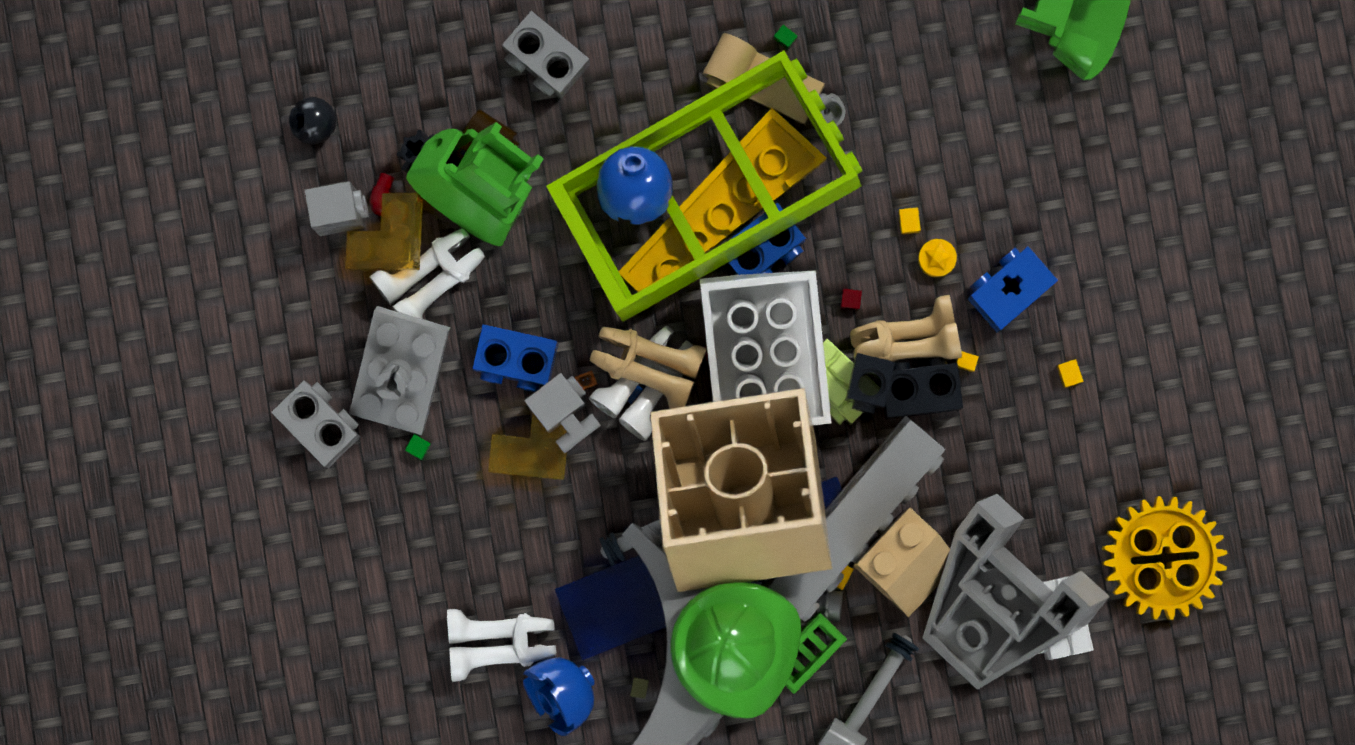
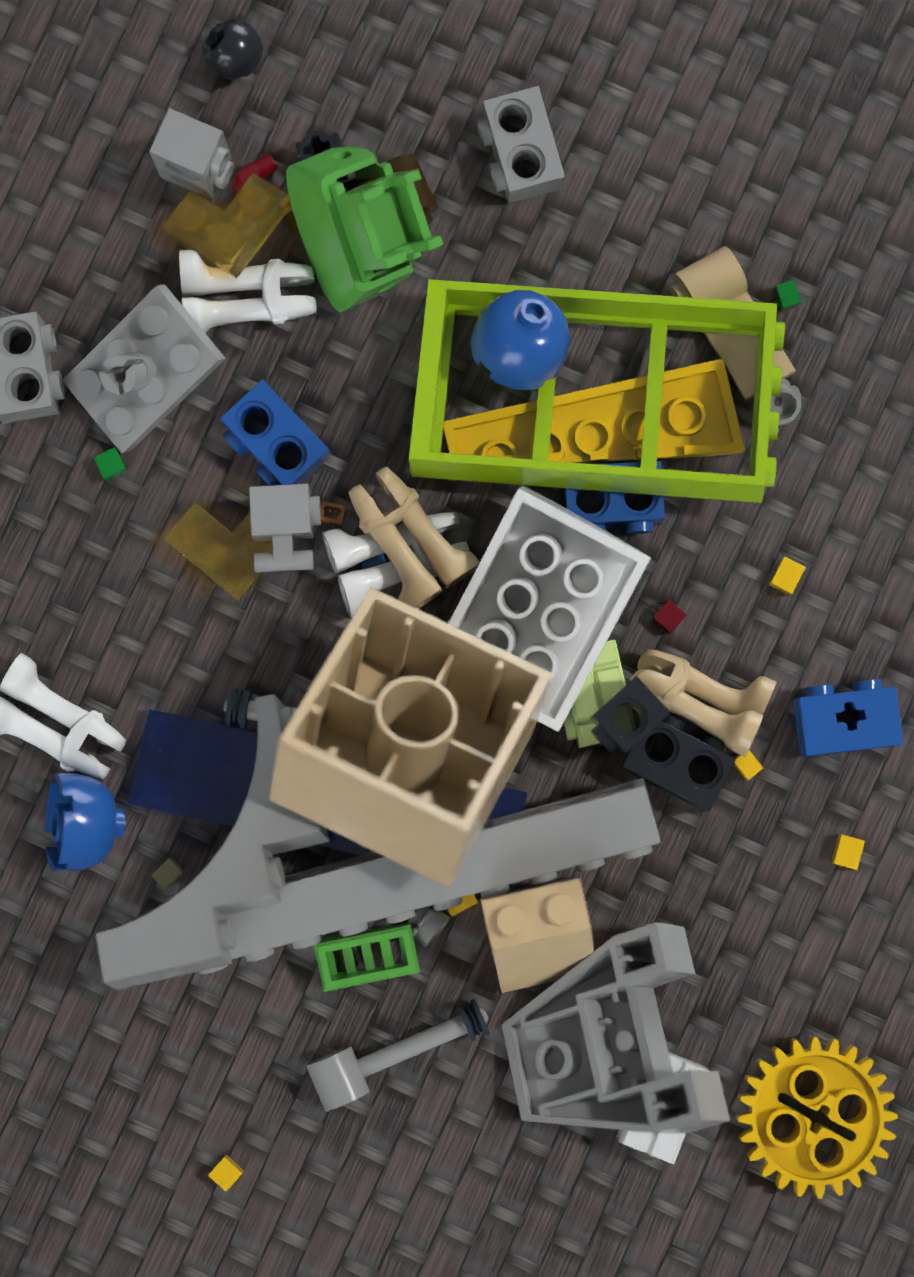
camera: 30 degrees right, 0 degrees up
(736, 647) = (290, 902): bright green piece -> none
(937, 258) = (790, 635): yellow tile -> none

